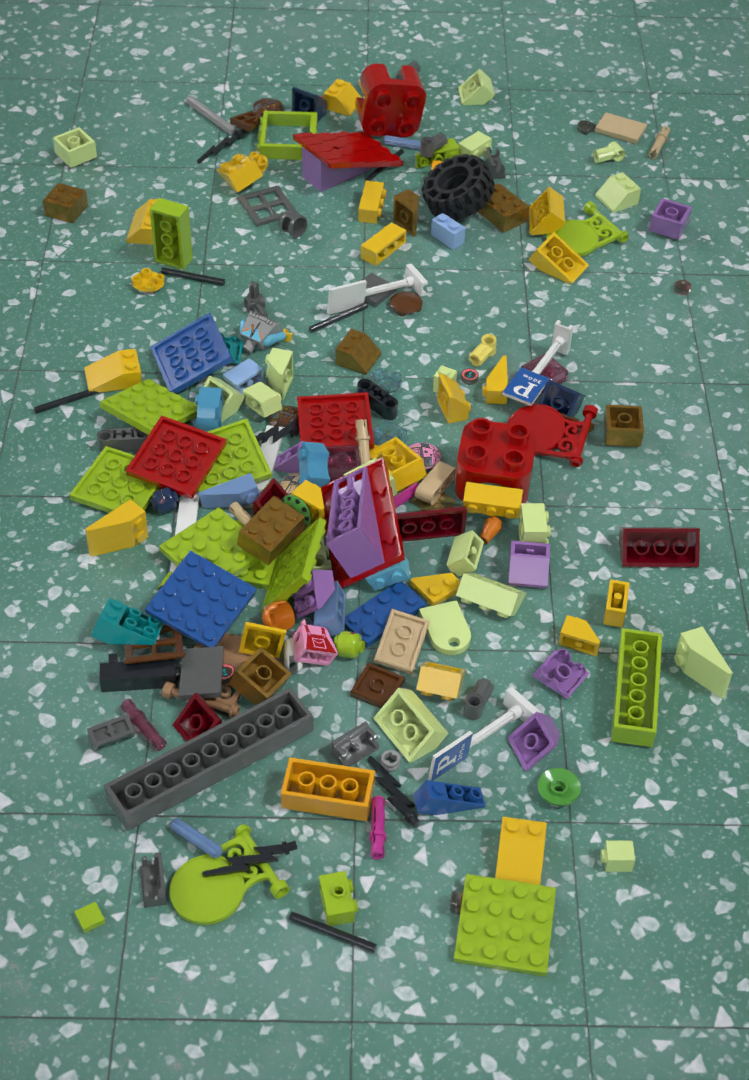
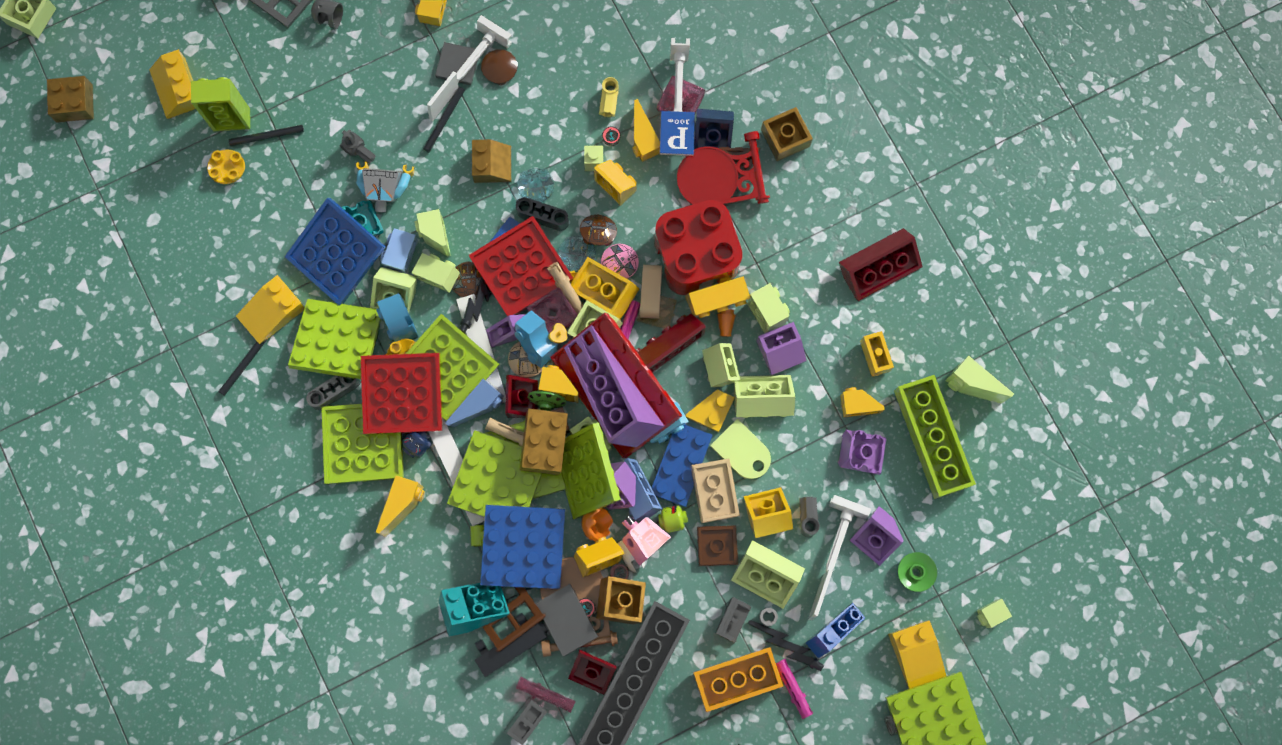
camera: 30 degrees left, 30 degrees up
(335, 472) = (558, 334): none -> yellow piece
(418, 426) = (598, 230): none -> reddish brown dish

